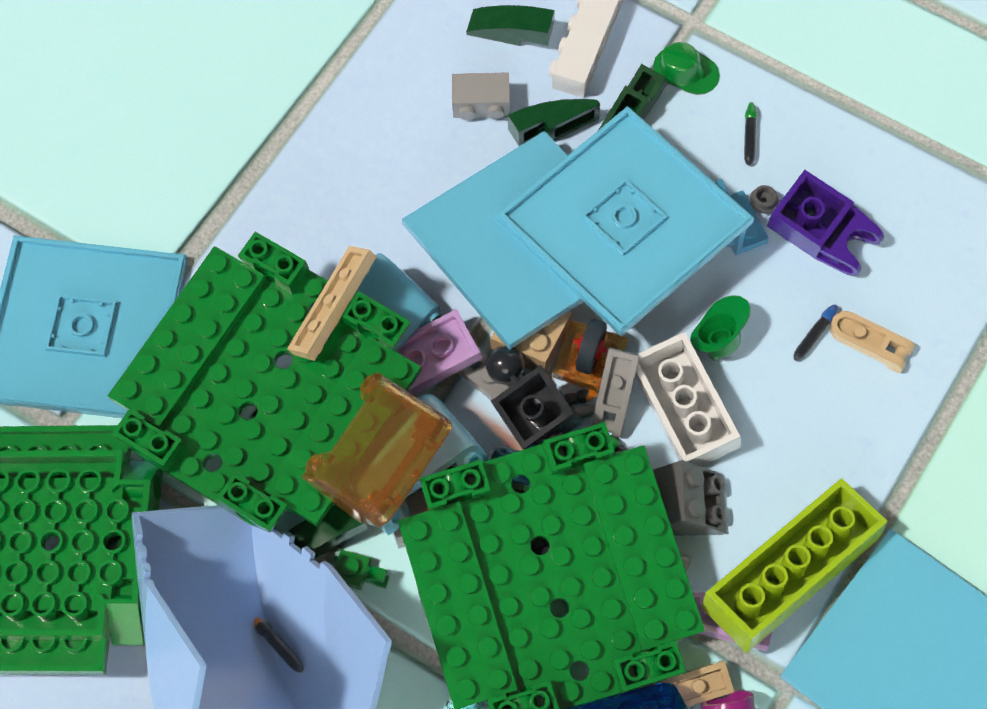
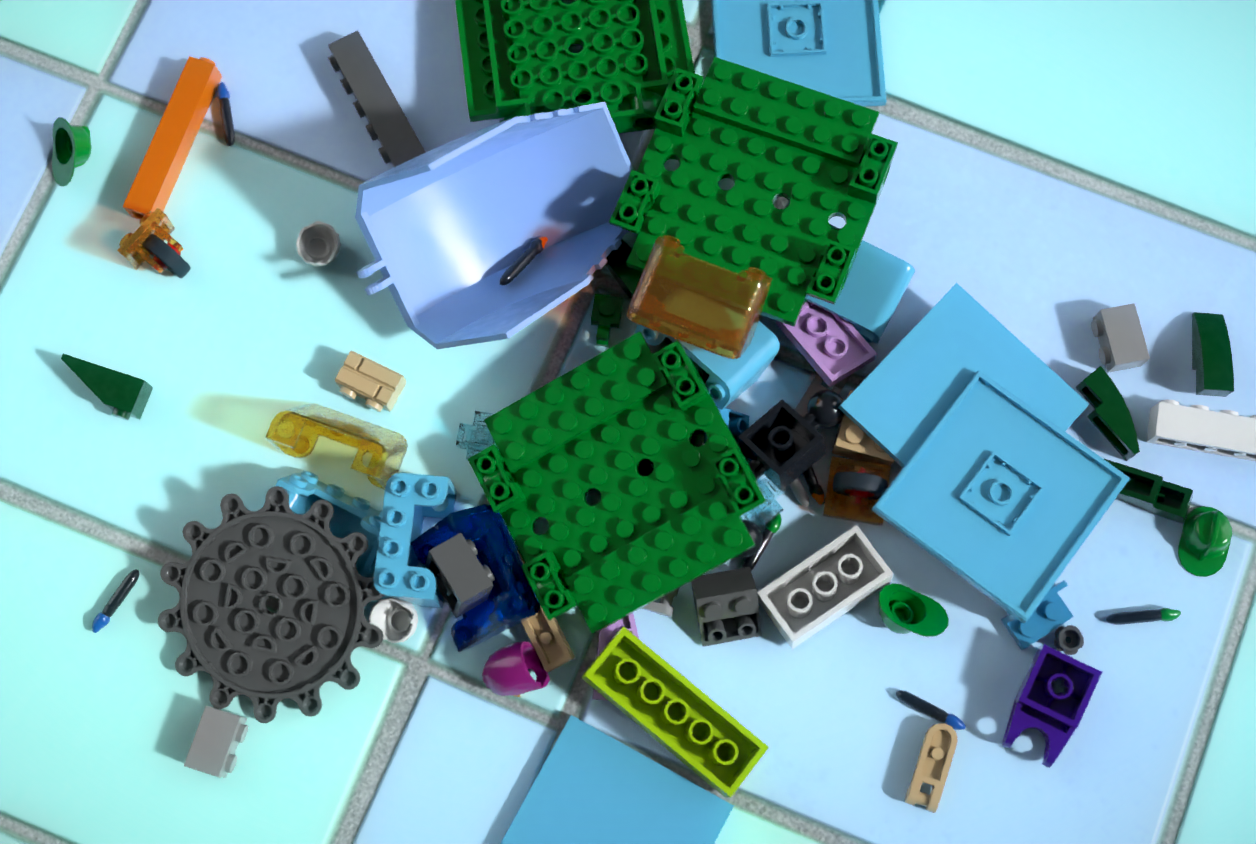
camera: 80 degrees right, 10 degrees up
(331, 303) = (840, 228): tan plate -> none
(616, 389) = (821, 517): light grey plate -> none

